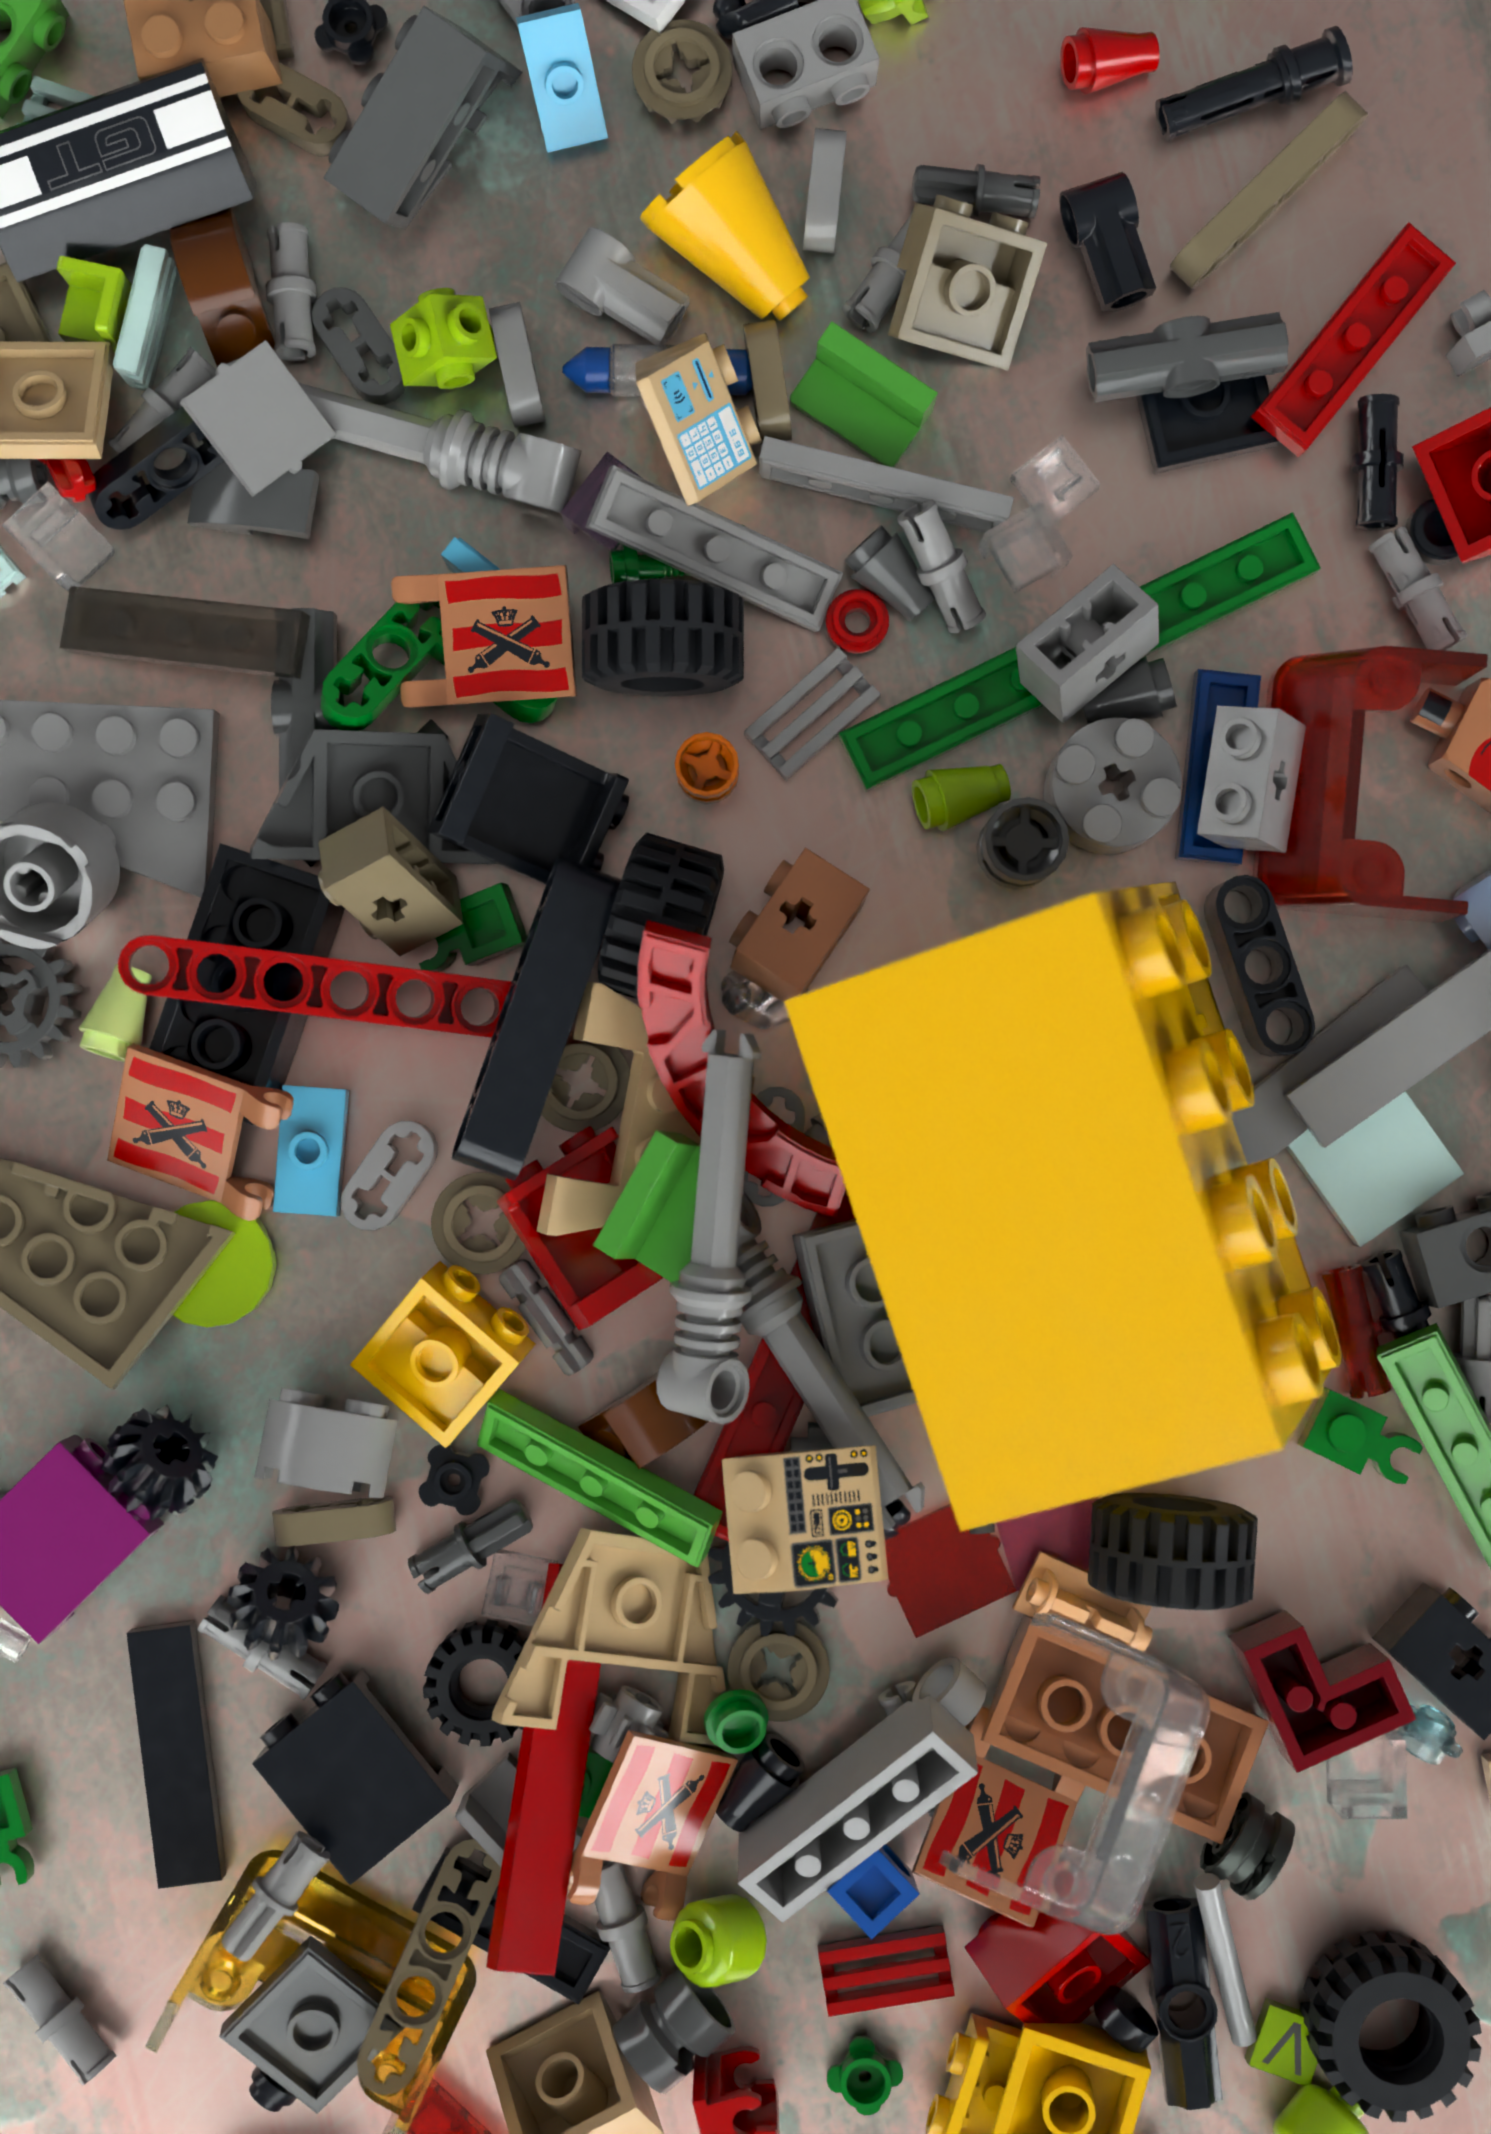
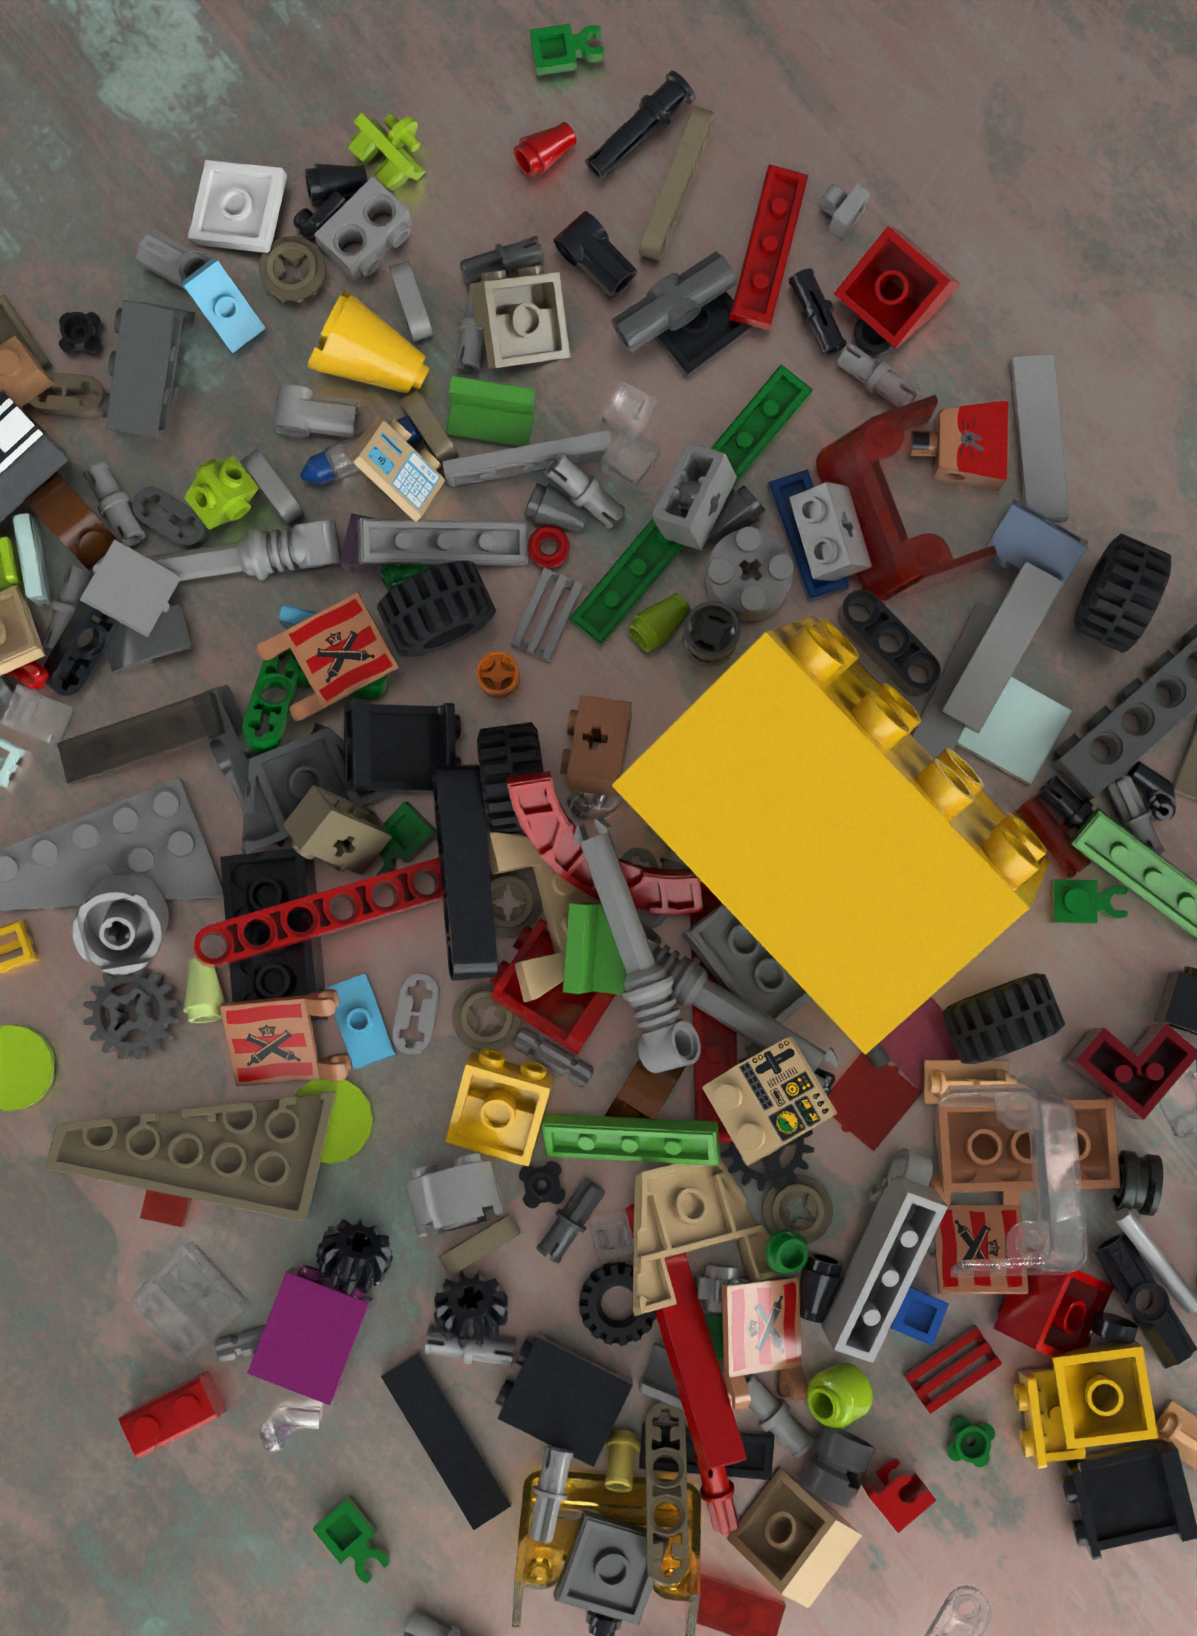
camera: 20 degrees left, 5 degrees down
(392, 1890) = (621, 1460): none -> light yellow pin
(497, 2005) = (718, 1493): none -> red axle

